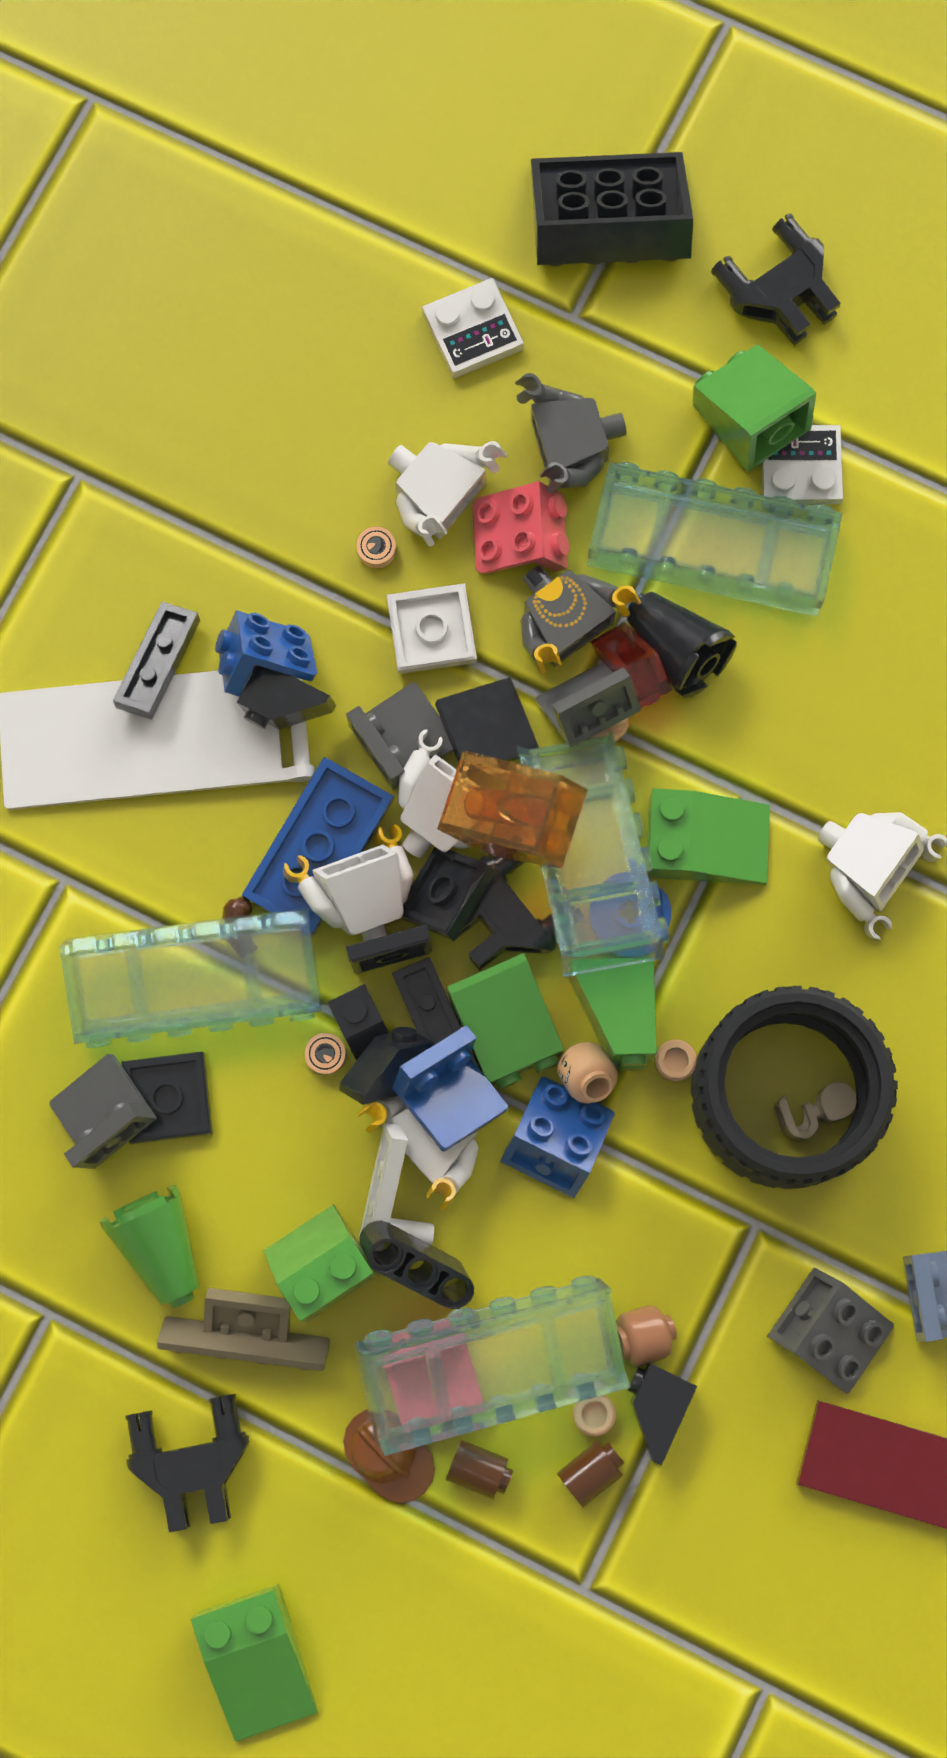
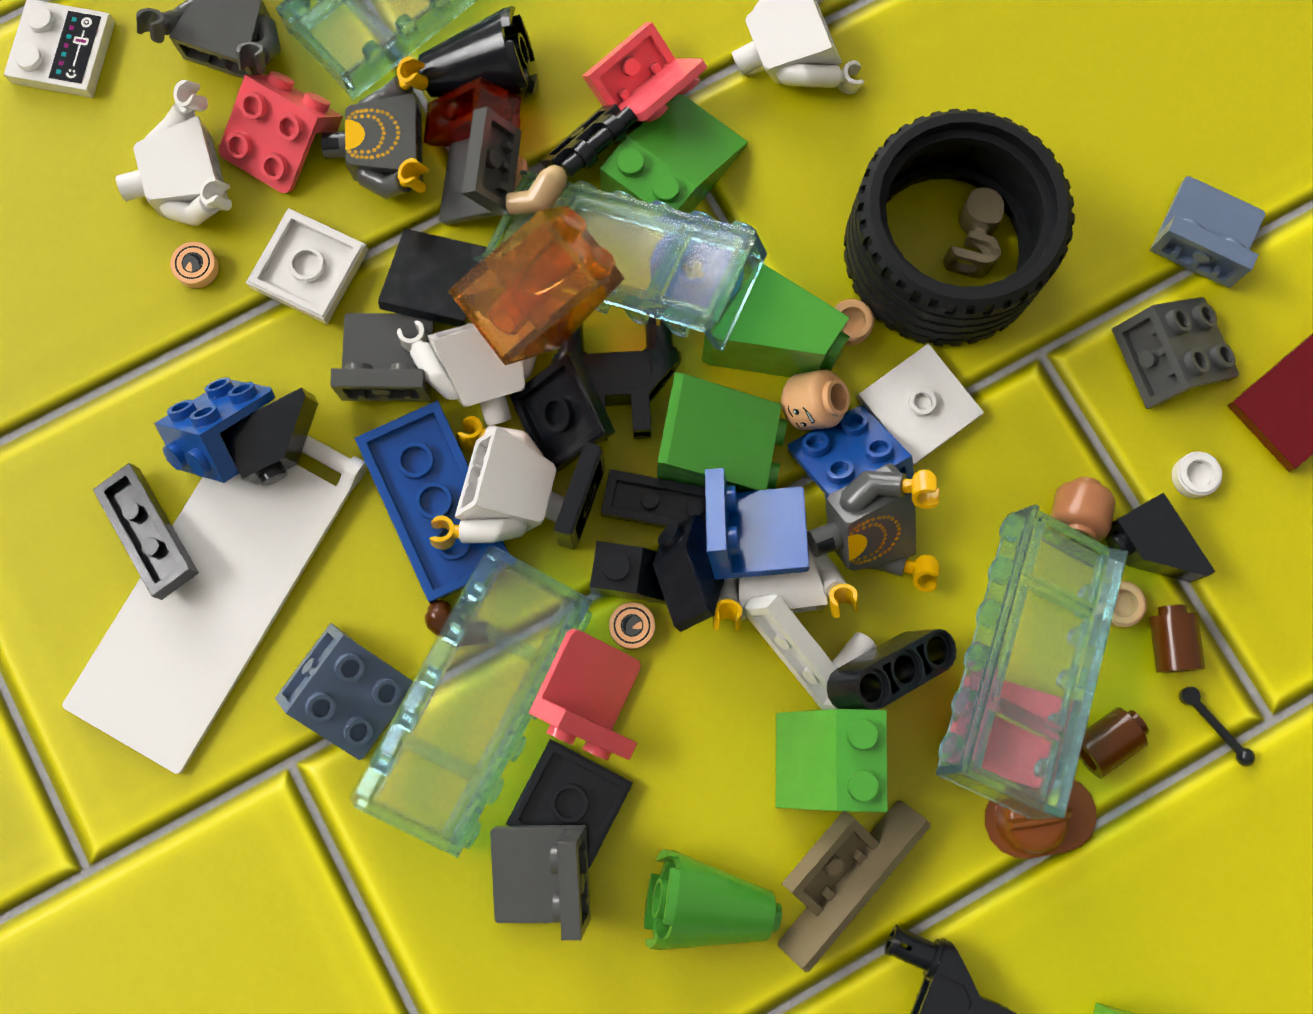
camera: 60 degrees left, 0 degrees up
(137, 881) = (344, 692): none -> sand blue bracket
(249, 1055) = (587, 694): none -> coral bracket
(516, 1181) = (875, 524): none -> dark grey torso
(558, 1514) = (1191, 696): none -> black hinge
(597, 761) = (541, 194): none -> tan arm
(645, 1156) = (921, 403): none -> white plate
(673, 764) = (590, 138): none -> black plate
(740, 1410) = (1196, 475): none -> white tile
(754, 769) = (643, 74): none -> coral bracket

